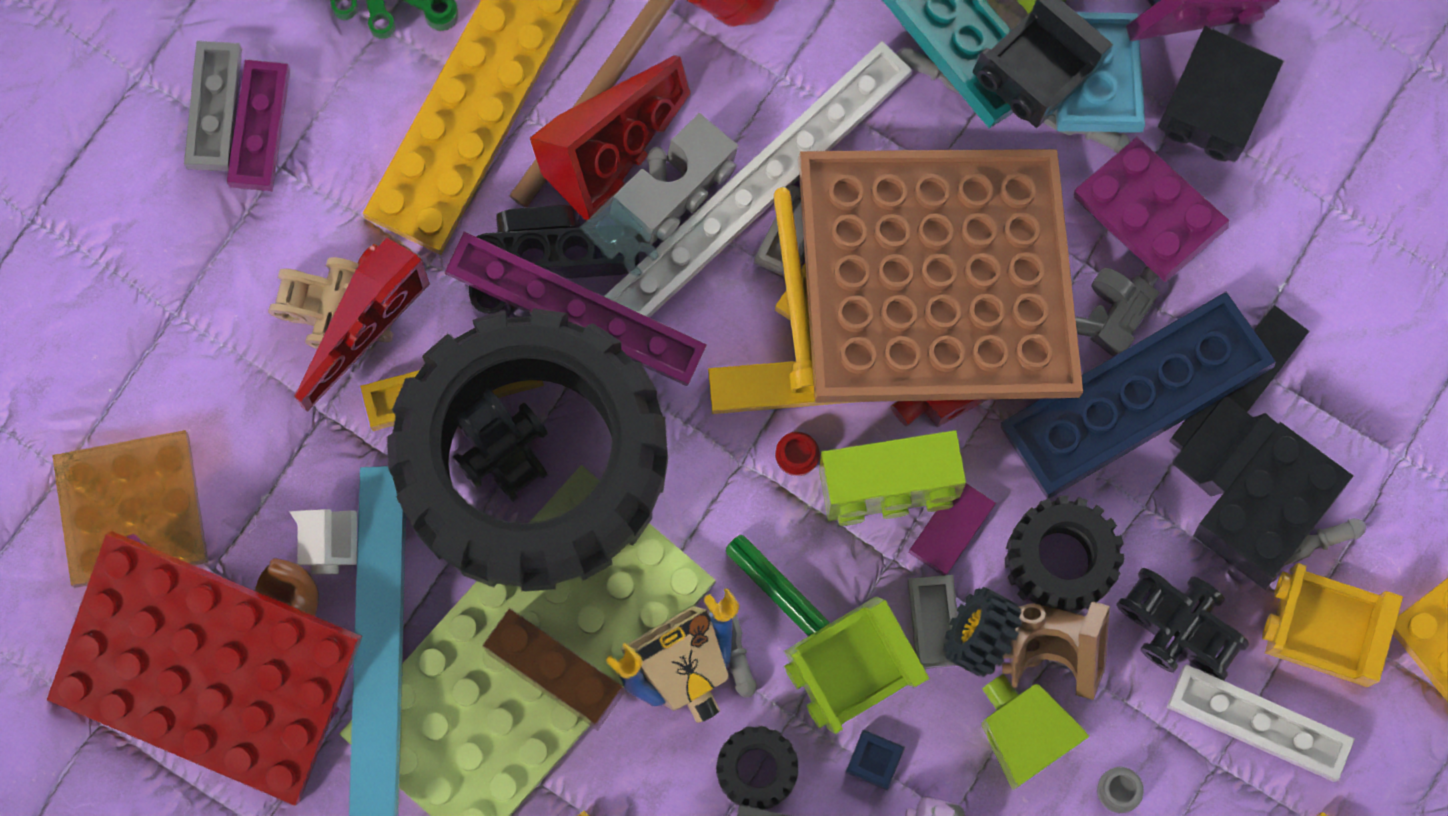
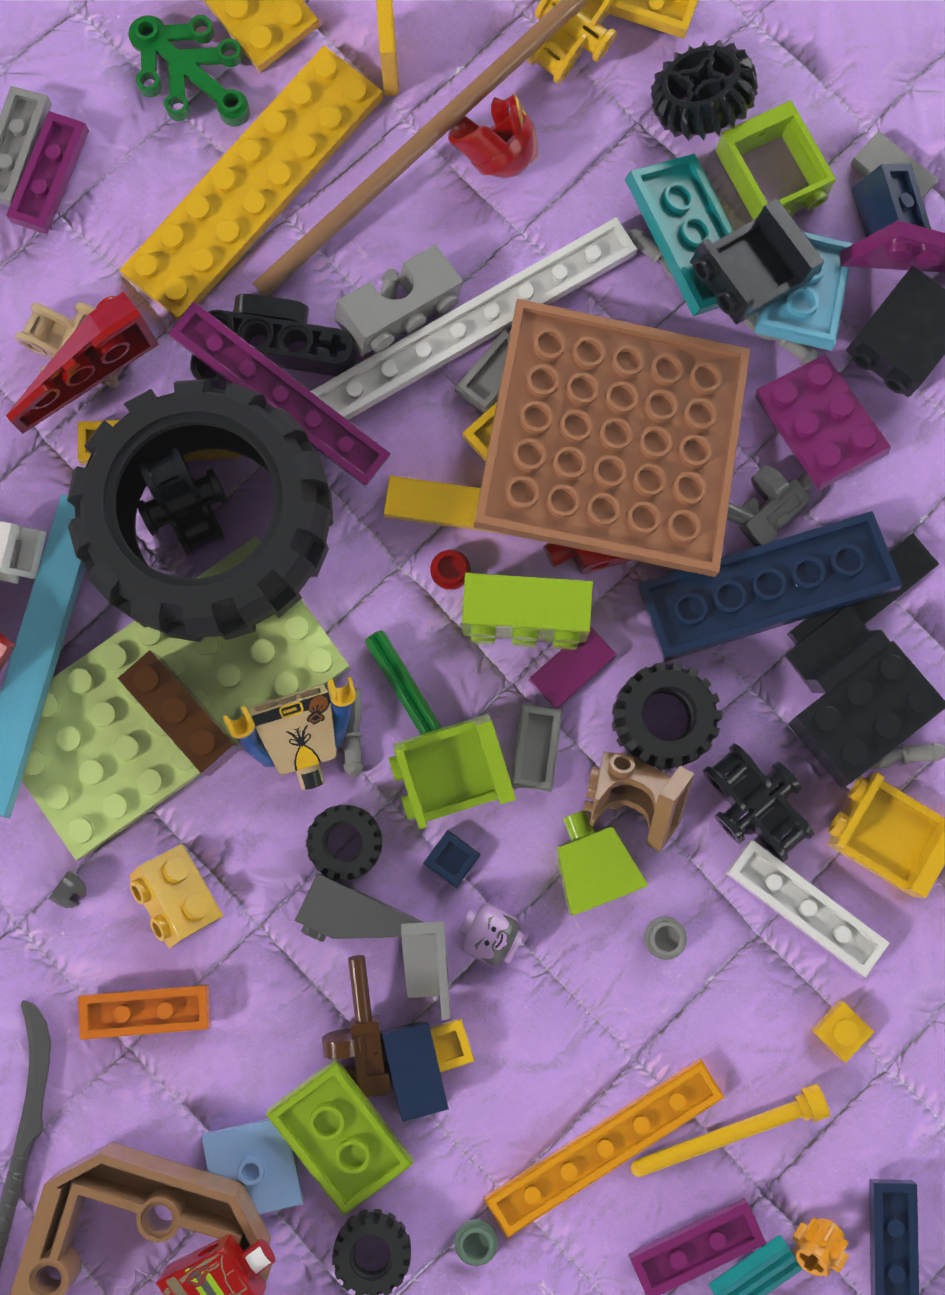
camera: 15 degrees right, 5 degrees up
(600, 140) = (350, 246): red wedge -> none
(614, 232) = (330, 333): clear light blue plate -> none
(802, 375) = (469, 499): yellow piece -> none
(982, 632) = (574, 769): black bush -> none

